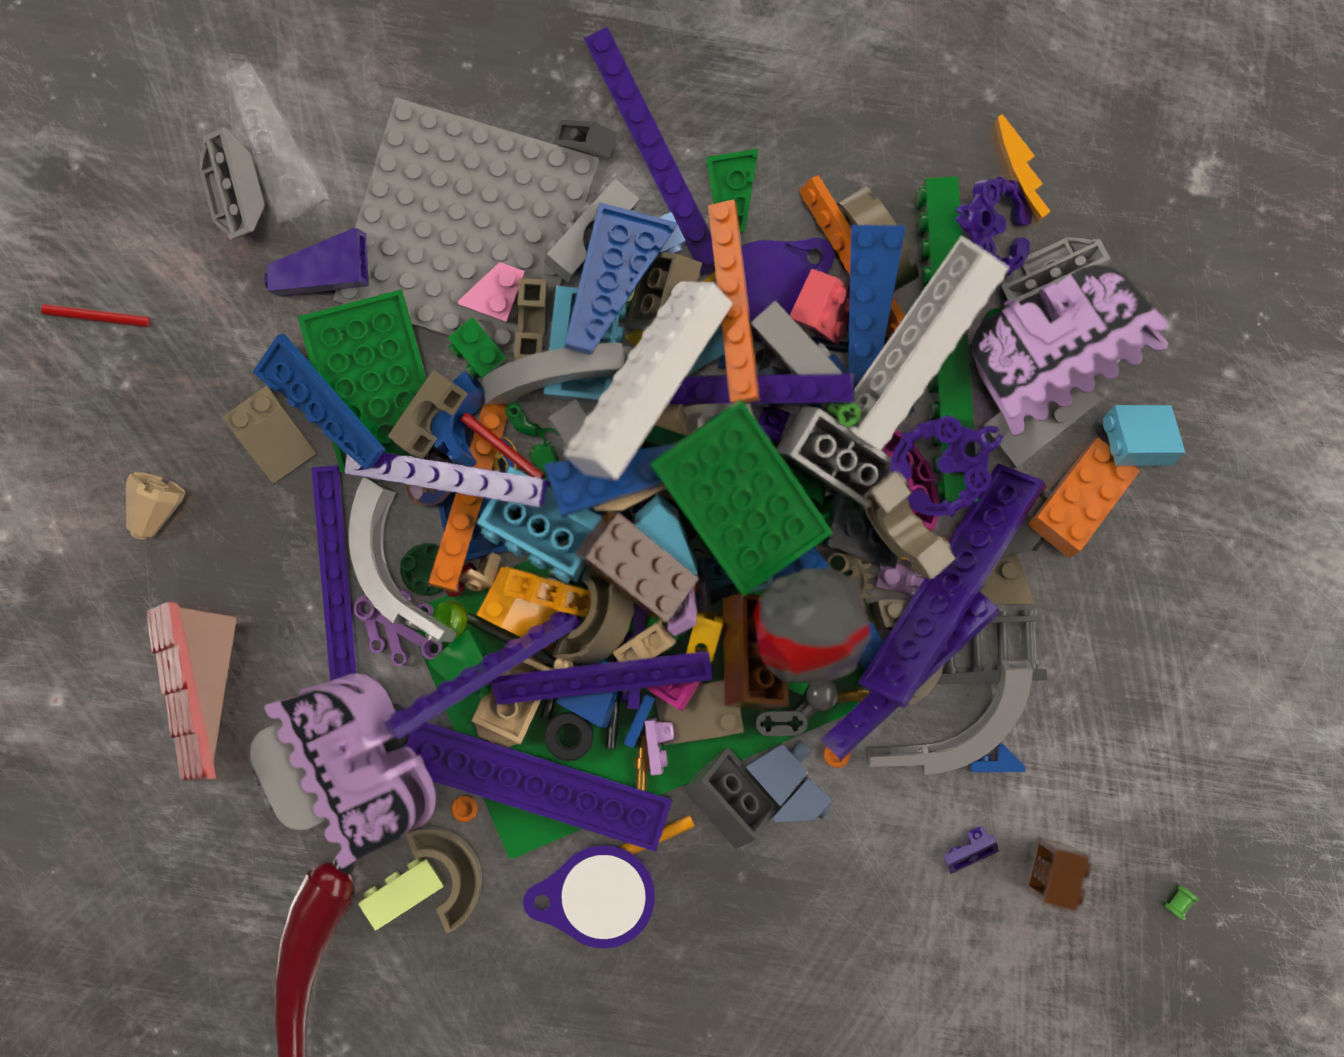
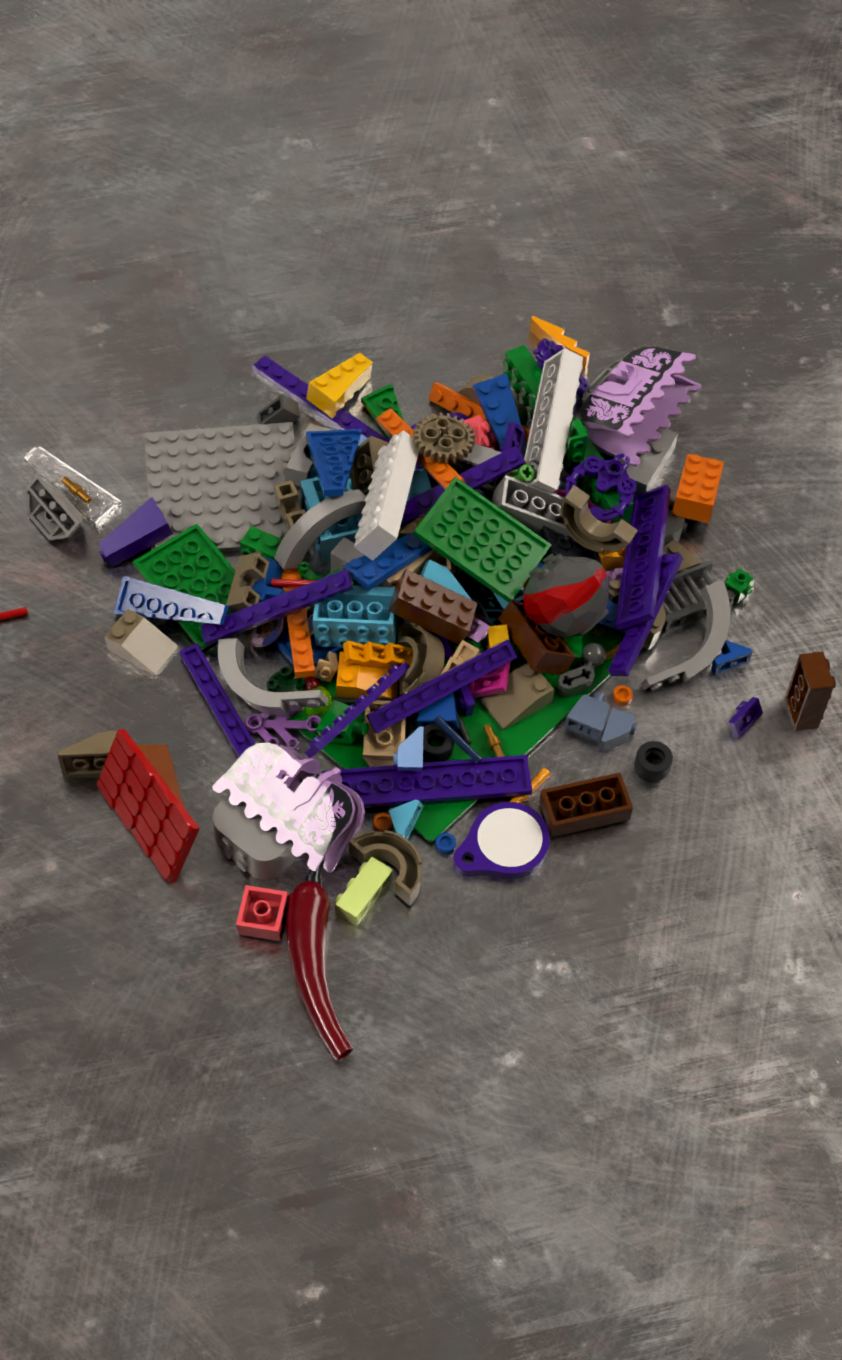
camera: 30 degrees left, 30 degrees down
(149, 503) = (73, 709): tan cone -> none
(156, 584) = (87, 755): none -> dark tan slope
(270, 162) = (76, 490): none -> pearl gold bar
(271, 877) = (262, 913): none -> coral brick
(485, 822) = (405, 817): none -> medium azure slope
(494, 292) = (259, 510): bright pink wing -> none
(525, 750) = (410, 752): none -> light blue slope
(527, 866) = (445, 843): none -> blue tile
(593, 751) = (458, 740): none -> dark blue bar
(639, 720) = (479, 716): blue tile -> none
(657, 733) = (495, 719): lavender hinge -> none
(682, 129) = (339, 384): none -> yellow wedge
(713, 894) = (585, 804): none -> reddish brown brick
(732, 798) = (566, 743): dark grey slope -> none
(752, 293) = (443, 438): none -> dark tan gear
(835, 880) = (656, 750): none -> black tyre
(865, 339) = (514, 436): none -> dark purple hinge
(947, 384) = (577, 442): none -> green bracket
(1053, 660) = (740, 583): none -> green brick
(1143, 435) = (715, 442): medium azure brick -> none

